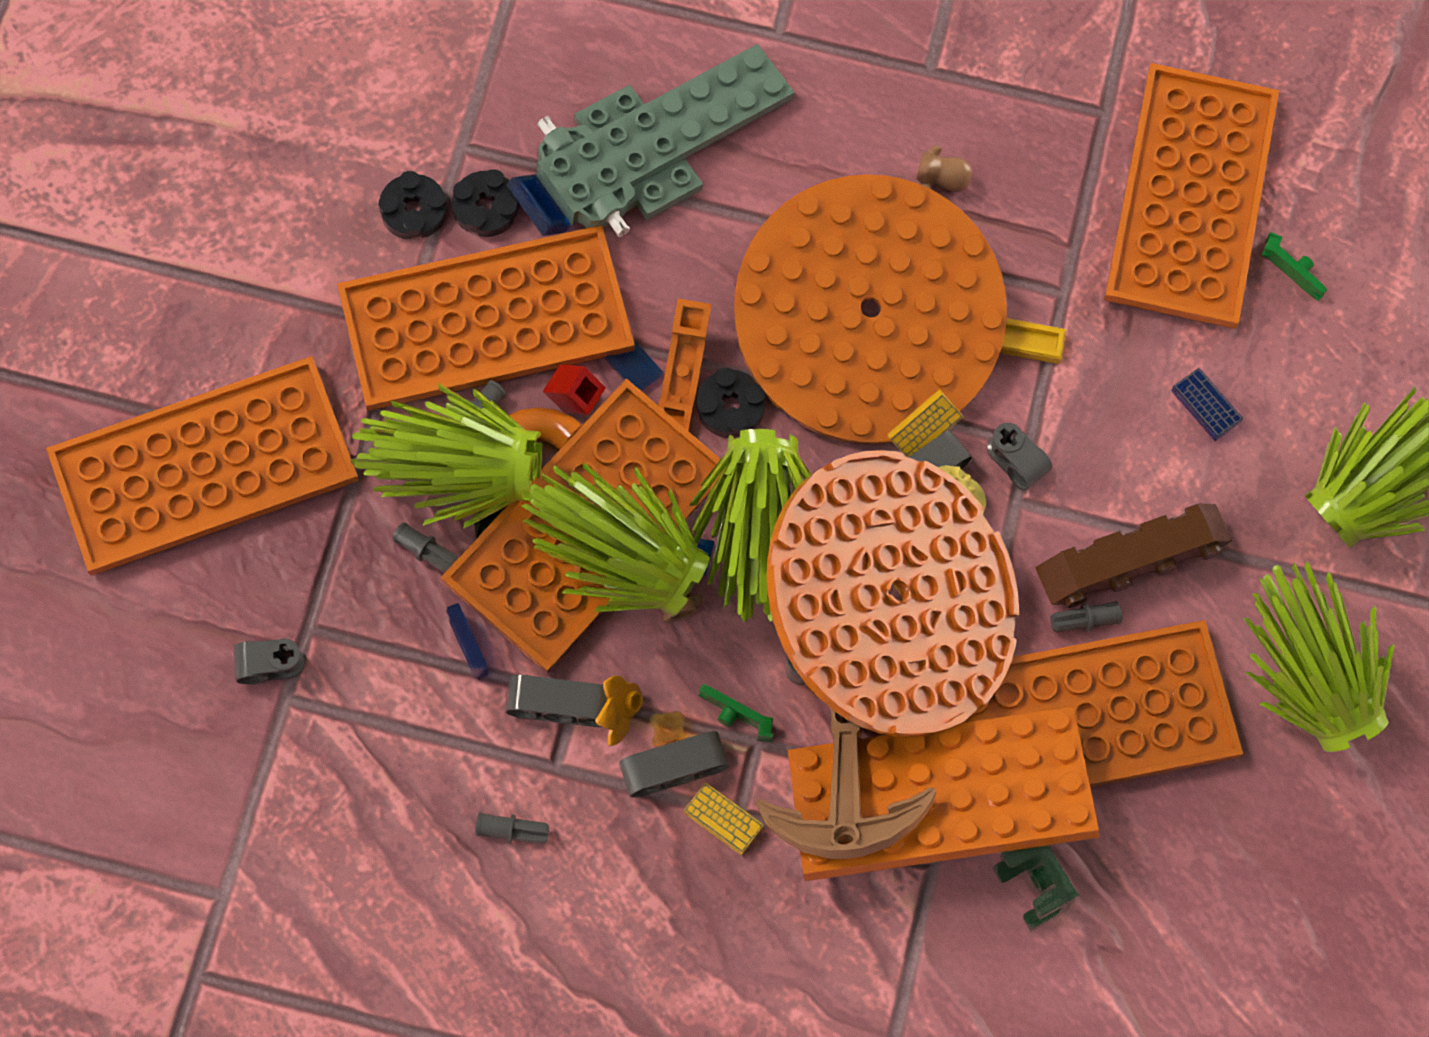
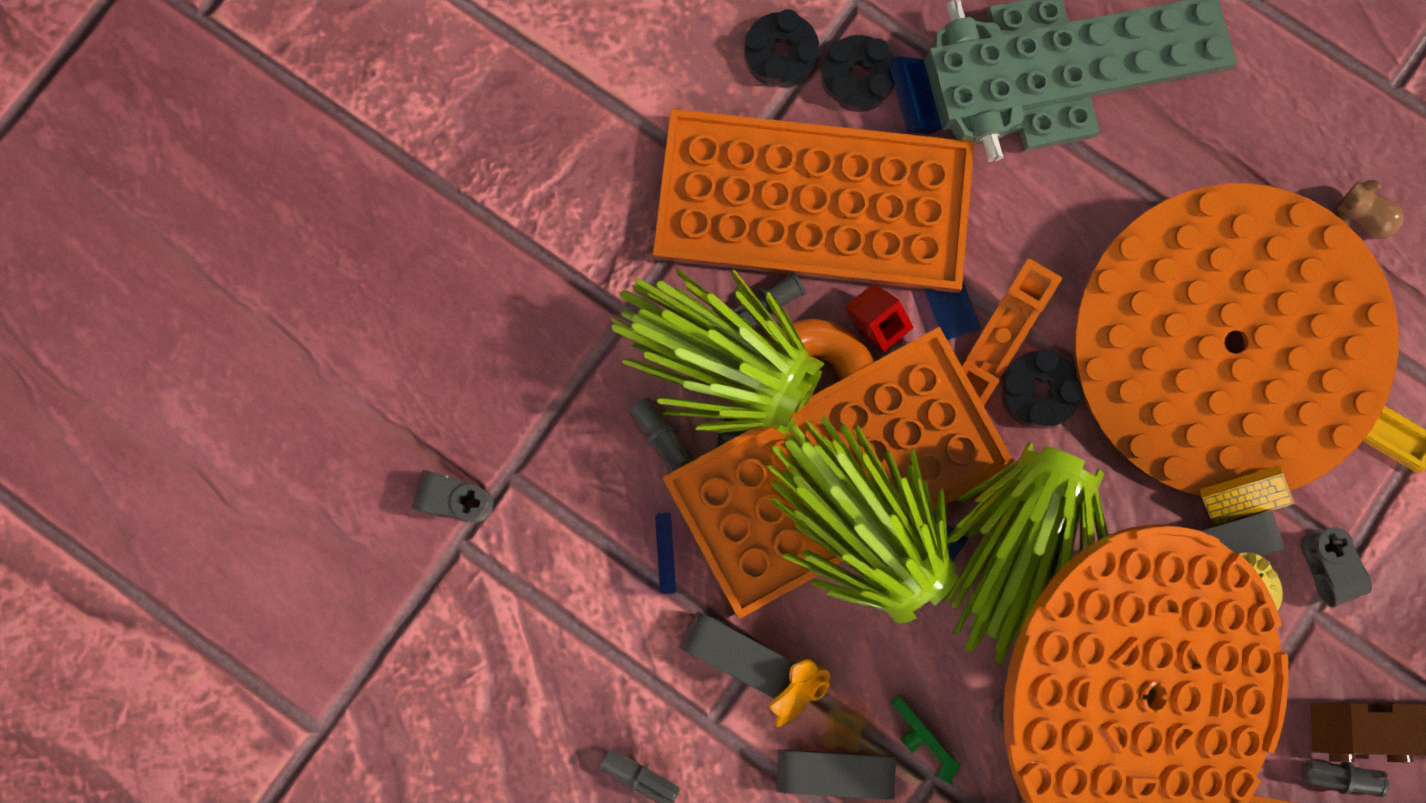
camera: 25 degrees right, 10 degrees up
(201, 465) = (461, 257): orange plate -> none

